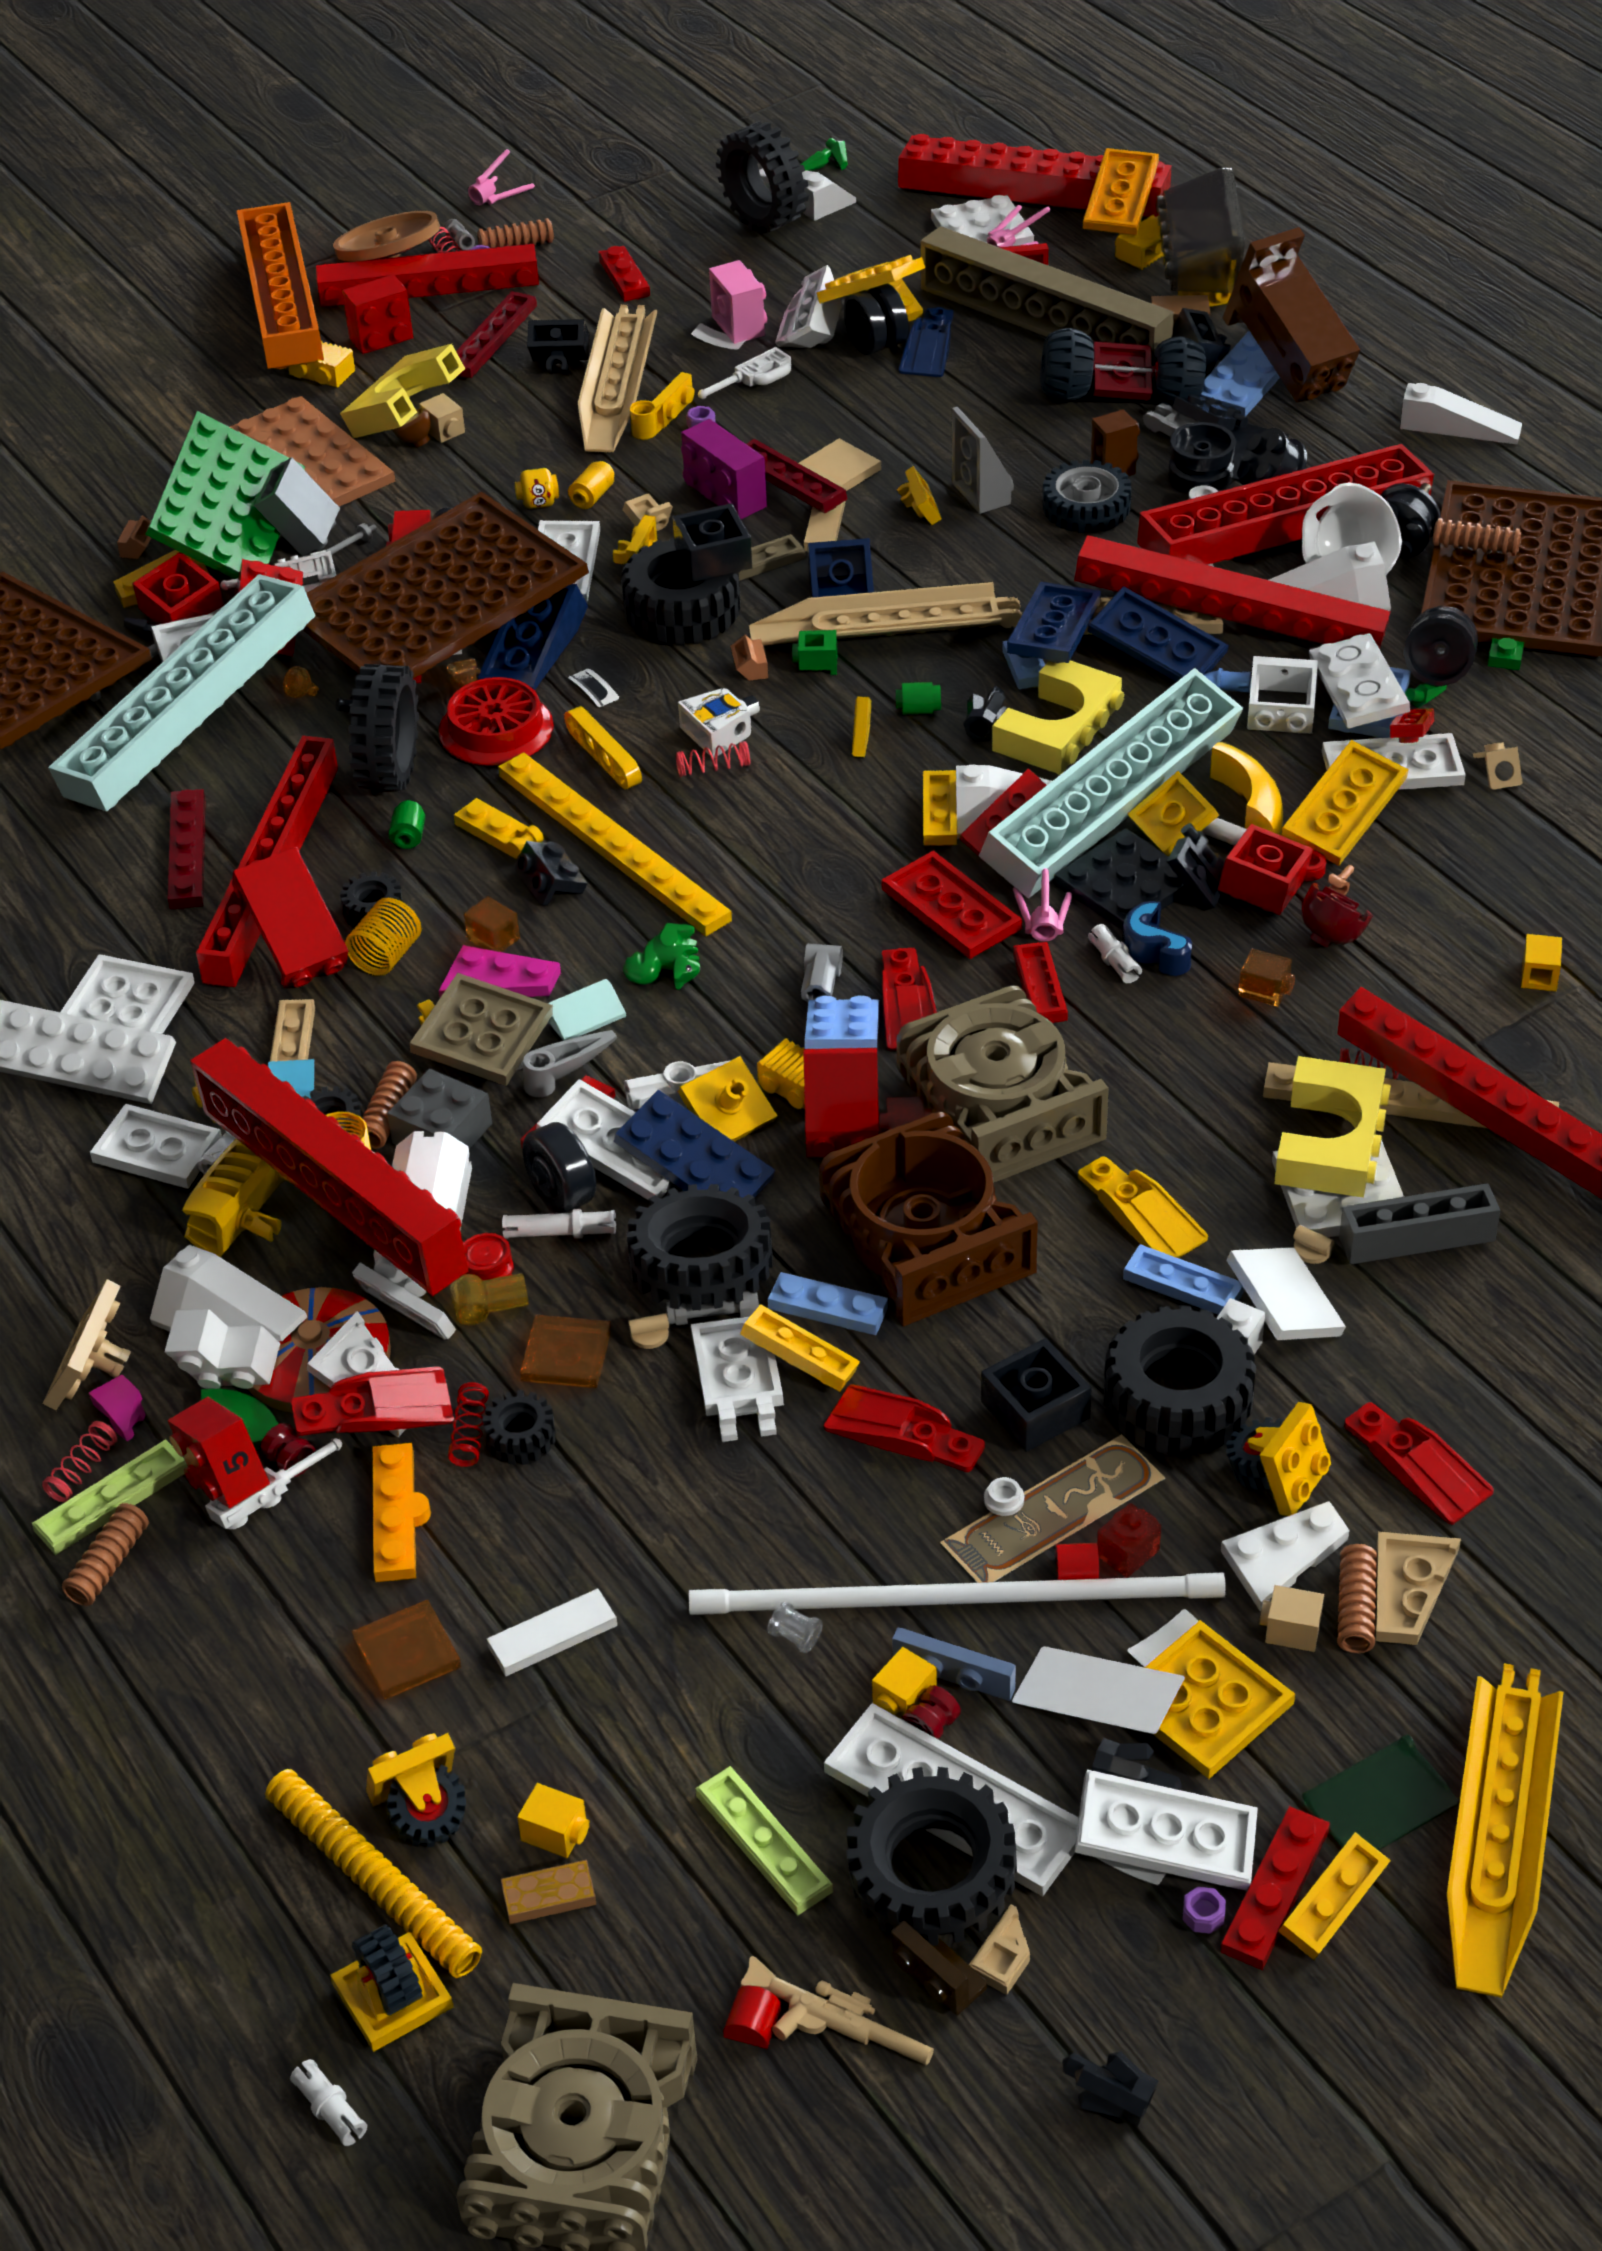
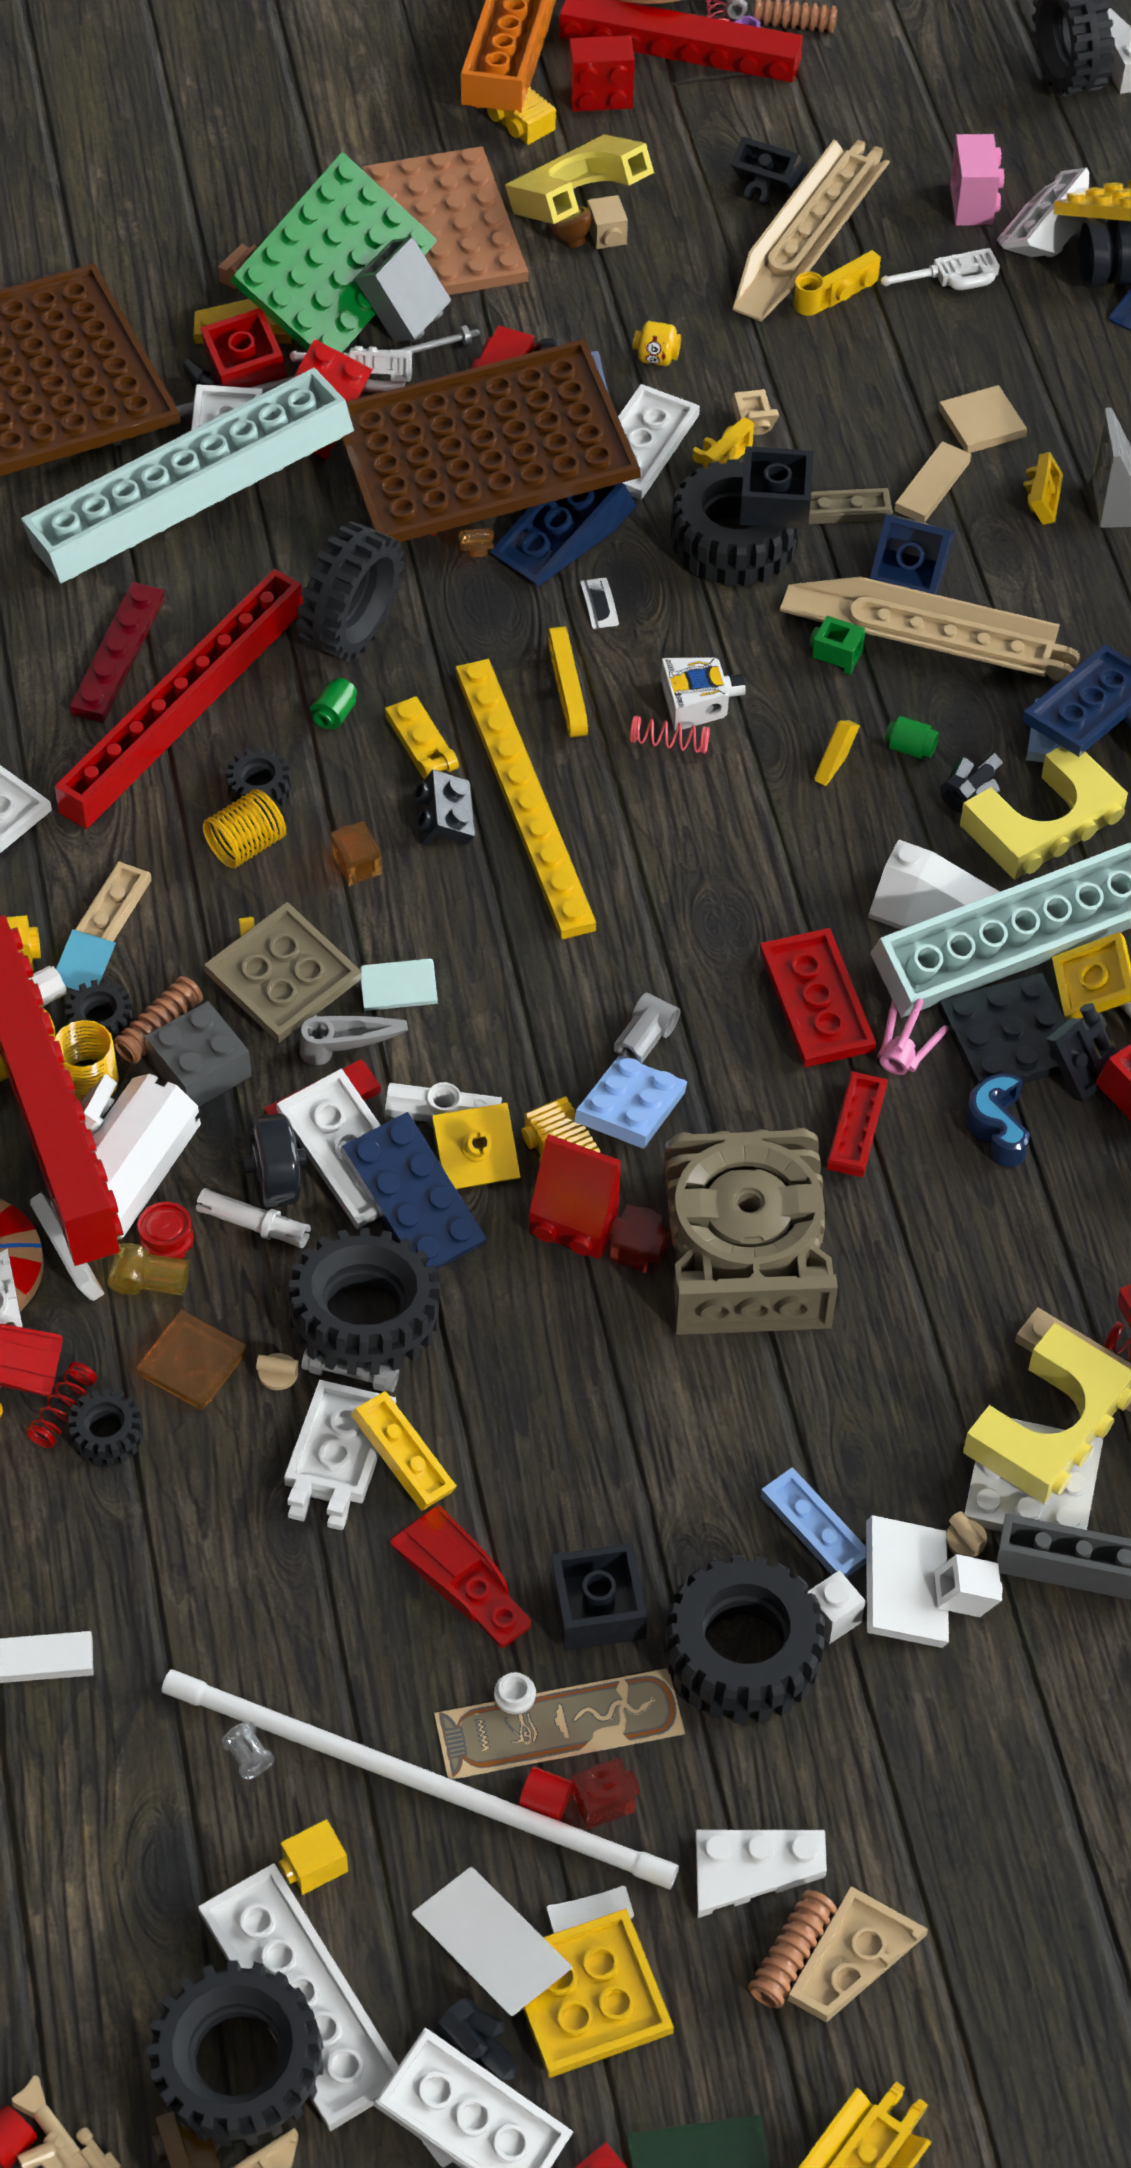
camera: 20 degrees right, 10 degrees up
(291, 917) = (162, 778): red panel -> none
(298, 683) = (312, 497): clear orange plate -> none
(494, 331) = (710, 132): dark red plate -> none
(495, 722) = (472, 600): red piece -> none
(509, 971) = (341, 909): dark pink wing -> none
(591, 484) = (715, 356): yellow head -> none
(624, 273) = (885, 98): red plate -> none
(667, 951) = (508, 947): green animal -> none
(699, 414) = (869, 311): medium lavender tile -> none
(715, 337) = (939, 210): white sticker -> none
(723, 468) = (852, 388): magenta brick -> none
(750, 658) = (768, 626): nougat piece -> none
(764, 1840) = (109, 1960): yellowish green tile -> none
(799, 480) = (920, 417): dark red plate -> none
(828, 1303) = (462, 1407): light blue plate -> none
(905, 992) = (718, 1085): red piece -> none
(934, 1711) = (323, 1898): dark red wheel -> none
(939, 808) = (862, 879): yellow plate -> none
(939, 1217) = (608, 1401): reddish brown brick -> none
(959, 1665) = (381, 1864): sand blue plate -> none
(1014, 797) = (923, 907): red plate -> none
(1115, 953) = (951, 1118): white pin -> none
(1143, 1208) = (823, 1426): yellow piece -> none
(1266, 977) = (1087, 1207): clear orange brick -> none
(1281, 1456) = (799, 1766): yellow plate -> none
(1292, 1618) = (718, 1944): tan brick -> none
(1338, 1276) = (968, 1585): none -> white brick
(1421, 1462) = (942, 1824): red piece -> none

